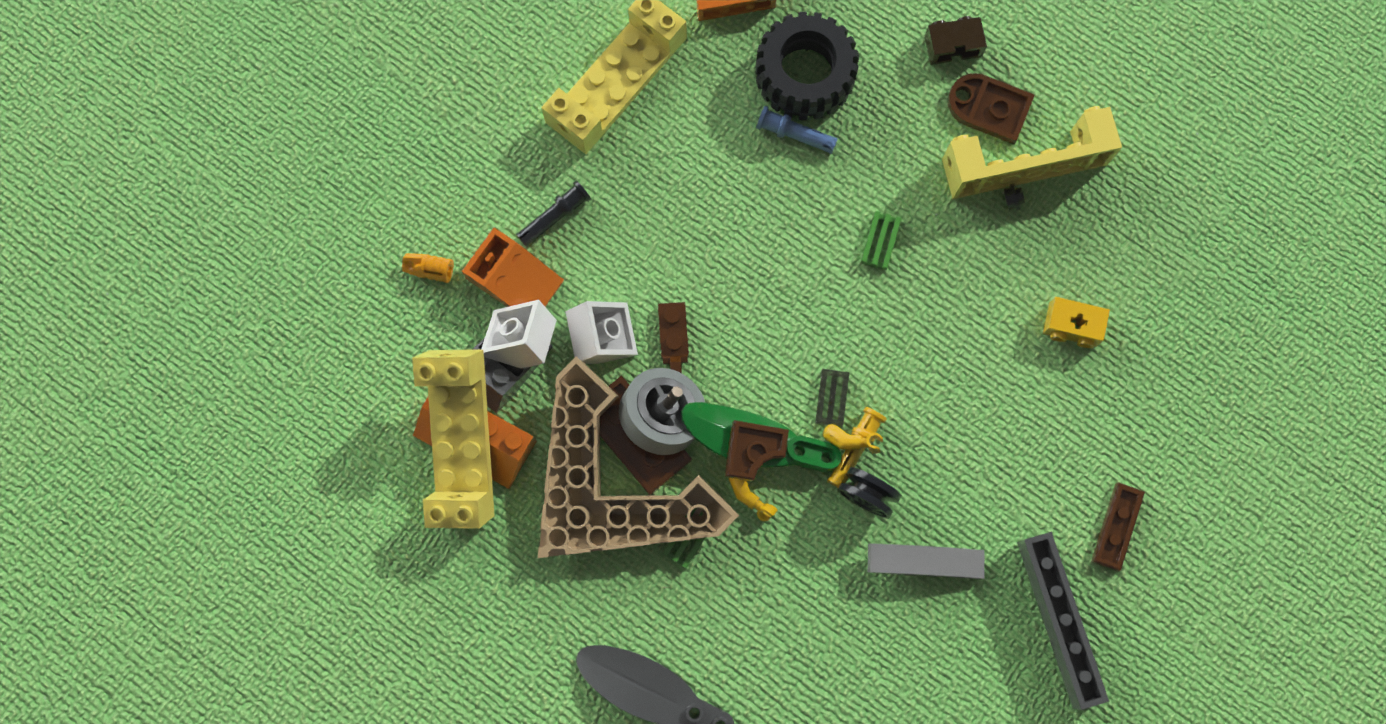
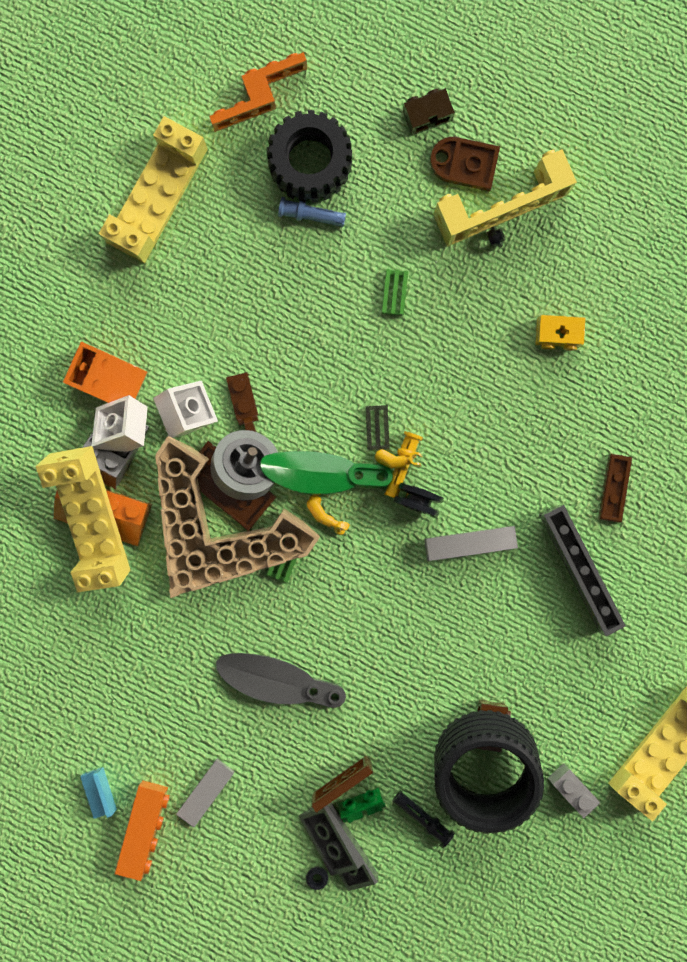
camera: 15 degrees left, 10 degrees up
(428, 267) = (36, 381): light orange hinge -> none
(563, 206) = (134, 310): black pin -> none
(751, 447) = (320, 481): reddish brown tile -> none

